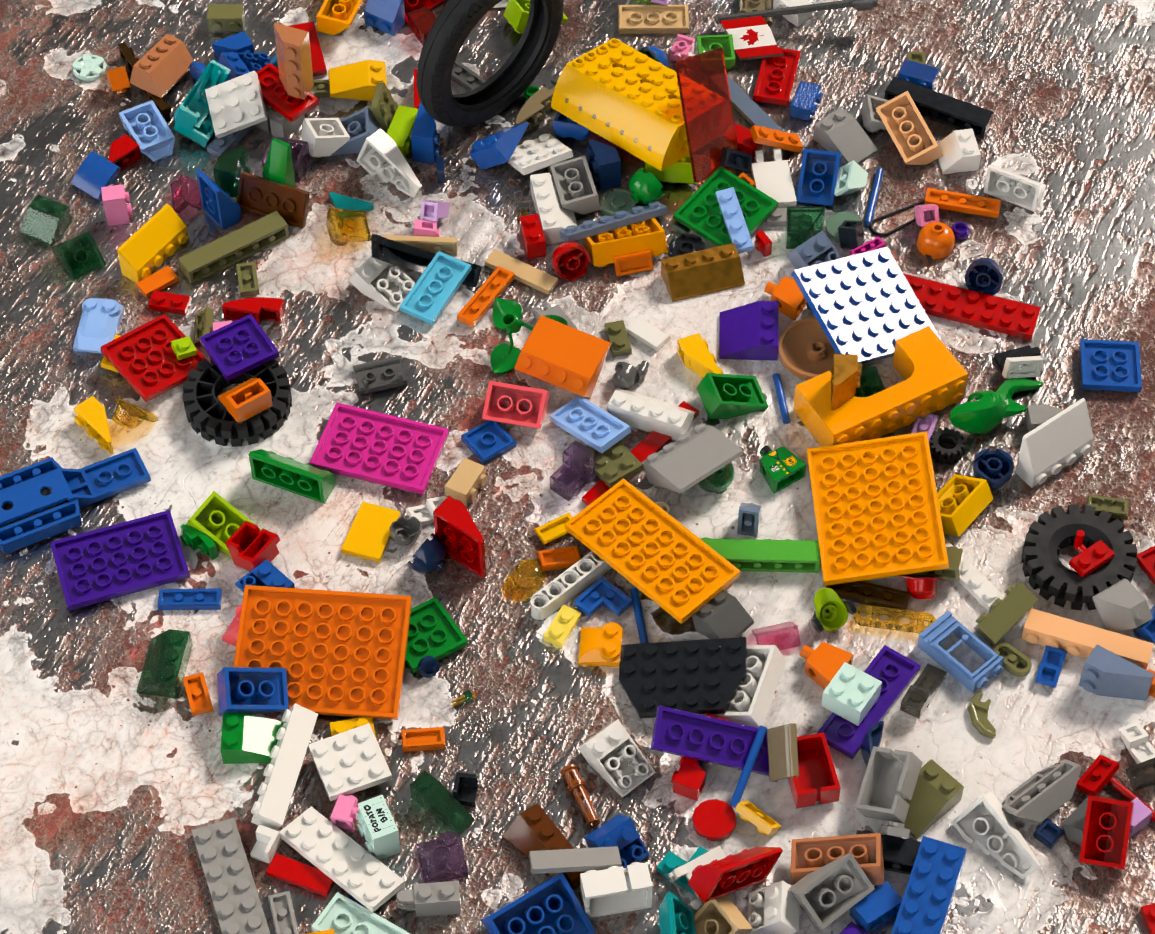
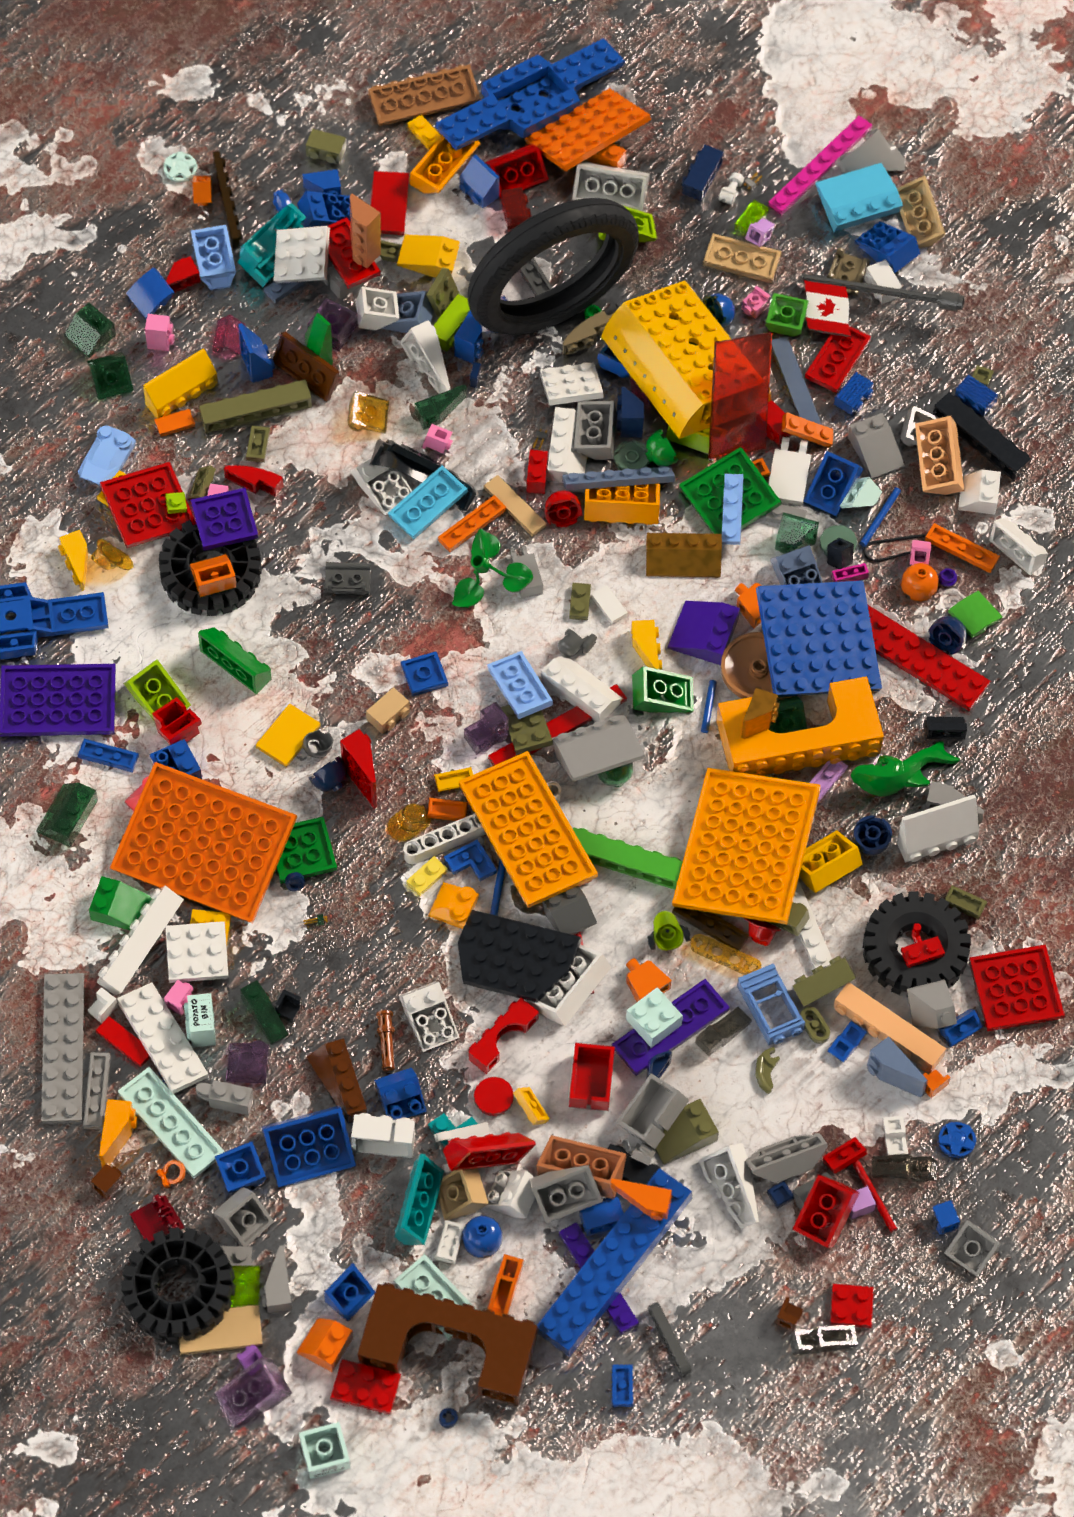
camera: 15 degrees right, 10 degrees up
(162, 66) = (246, 190): nougat slope -> none
(169, 302) = (179, 448): red plate -> none
(197, 539) = (131, 700): green slope -> none
(197, 694) = (87, 849): orange plate -> none
(228, 170) = (275, 322): clear green slope -> none
(252, 690) = (133, 862): blue slope -> none
(345, 202) = (377, 388): teal tile -> none
(379, 448) = (322, 654): dark pink plate -> none
(409, 207) = (438, 407): none -> clear green slope
(423, 739) = (268, 948): orange tile -> none
(424, 513) = (342, 729): white slope -> none
(433, 244) = (439, 454): tan tile -> none
(434, 210) = (453, 418): lavender brick -> none
(497, 147) = (538, 364): blue slope -> none
(515, 405) = (459, 647): coral slope -> none
(563, 356) = (518, 610): orange slope -> none
(574, 859) = (355, 1100): light grey tile -> none
(633, 263) = (622, 526): orange tile -> none
(685, 244) = (679, 521): black tile -> none
(707, 739) = (518, 1027): dark purple plate -> none
(736, 160) = (758, 443): black plate -> none
(748, 766) = (539, 1057): blue bar -> none
(749, 519) = (630, 820): sand blue slope -> none
(763, 243) = (752, 540): red plate -> none
(780, 467) = (679, 777): green torso -> none
(782, 635) = (613, 942): clear pink panel -> none
(782, 752) = (570, 1055): dark tan piece -> none
(924, 868) = (649, 1199): none -> orange slope
(950, 437) = (842, 809): black tyre -> none
(1001, 251) = (975, 613): none -> bright green slope
(1022, 367) = (944, 739): white plate -> none
(1110, 365) = (1030, 760): blue plate -> none

